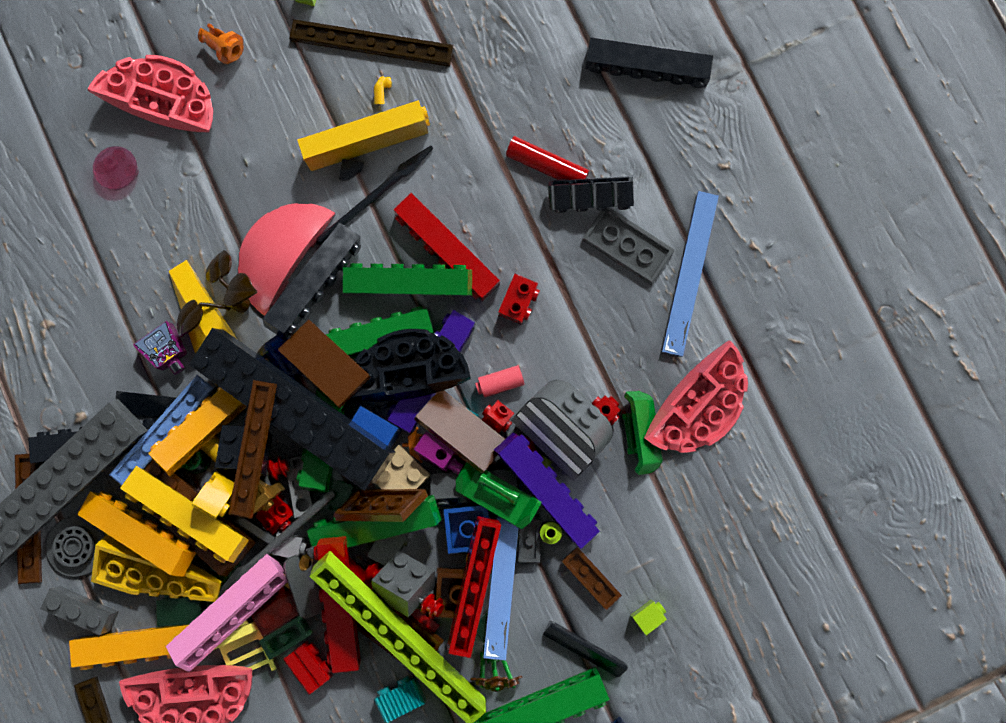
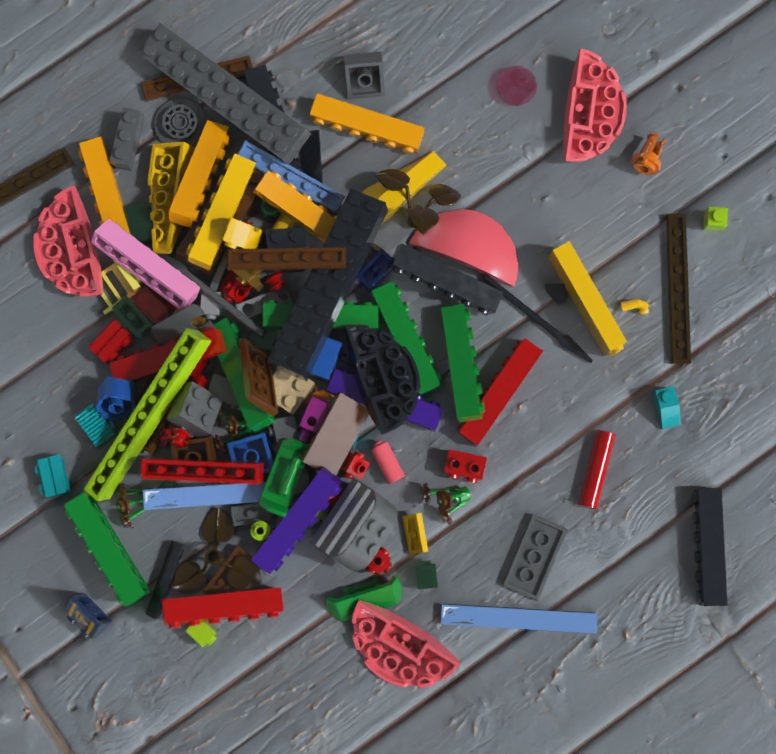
camera: 75 degrees right, 0 degrees up
(66, 330) = (364, 75): none -> dark grey slope
(118, 340) = (366, 124): none -> light orange brick
(163, 348) = (363, 161): torso -> none
(324, 363) = (373, 304): reddish brown tile -> none
(374, 671) = (116, 398): none -> blue brick
(430, 545) = (231, 427): none -> plant
(494, 77) = (667, 407): none -> teal slope
(550, 312) = (444, 499): none -> plant
(582, 365) = (415, 533): none -> yellow plate
(591, 193) = (574, 514): black brick -> none
(594, 560) = (243, 573): none -> dark brown plant
(626, 590) = (222, 607): none -> red brick
(629, 361) = (426, 575): none -> clear green brick

